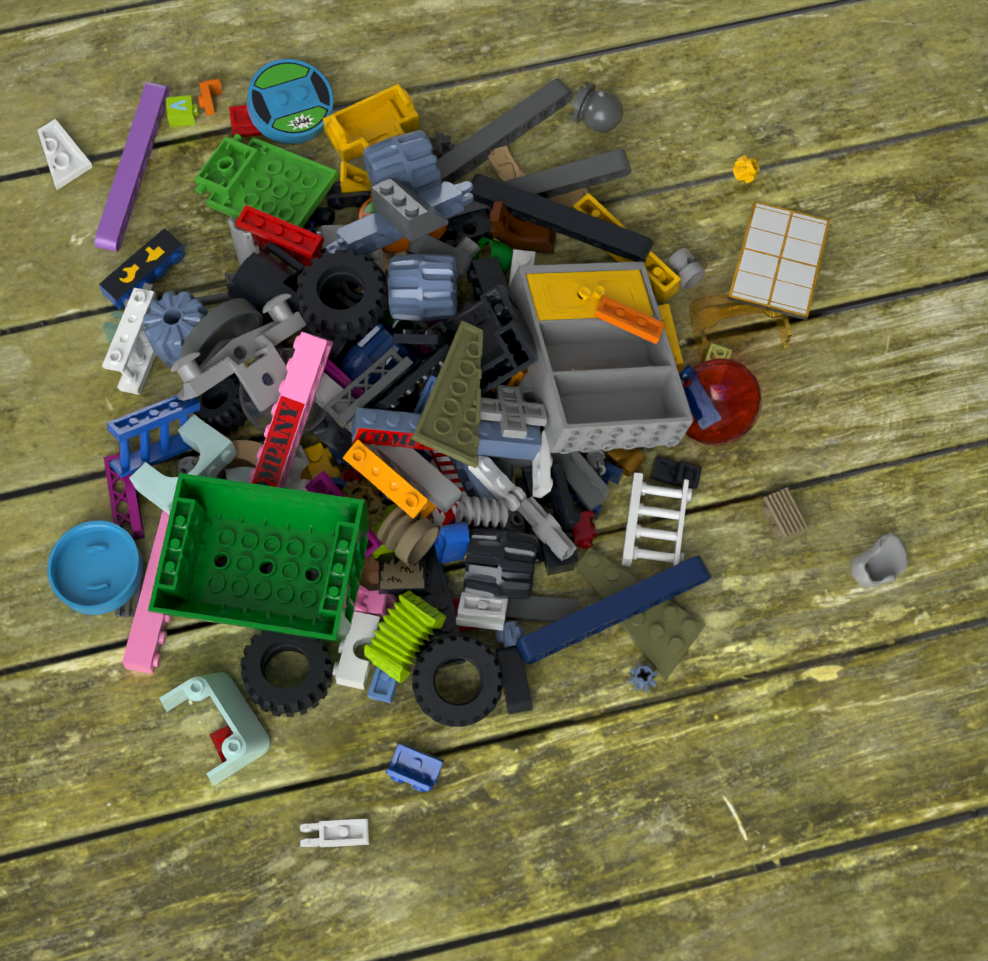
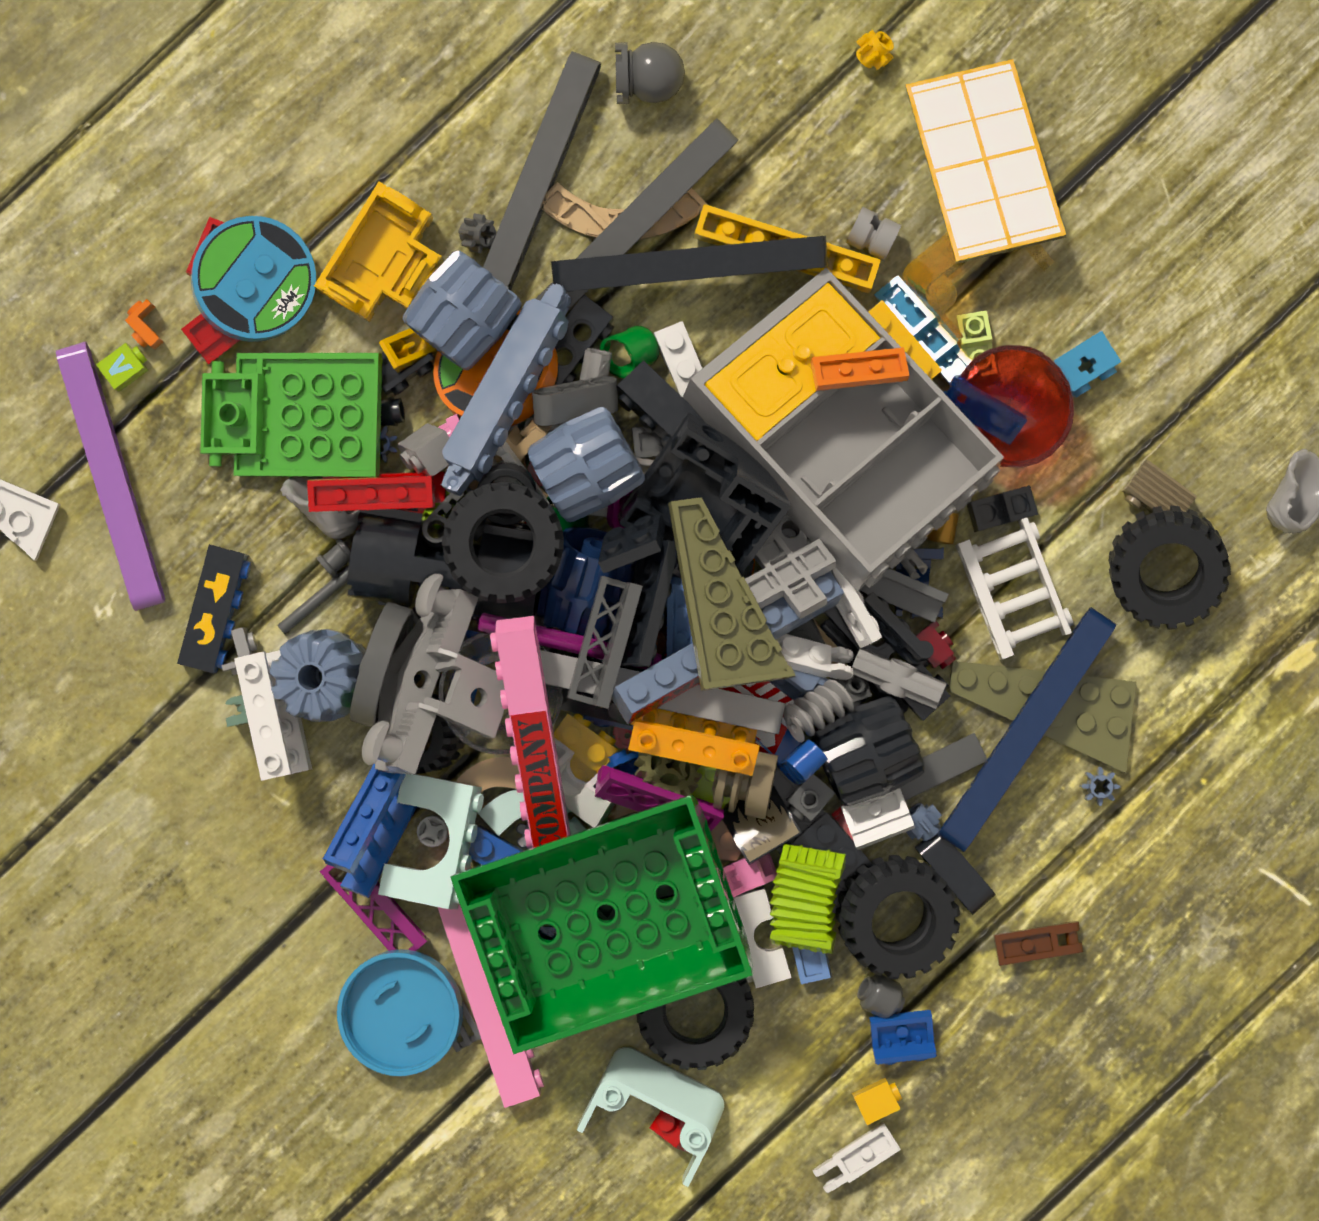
camera: 30 degrees left, 20 degrees up
(372, 801) = (877, 1100): none -> yellow brick
(406, 209) = (513, 379): dark grey slope -> none
(416, 732) = (881, 996): none -> dark grey head
(444, 574) = (809, 798): none -> dark grey brick
(519, 233) = (646, 300): reddish brown arch -> none
(542, 758) = (1037, 943): none -> reddish brown plate
(686, 334) = (924, 327): none -> dark azure slope
(766, 524) = (1179, 604): none -> black tyre
(787, 407) = (1101, 356): none -> dark azure brick

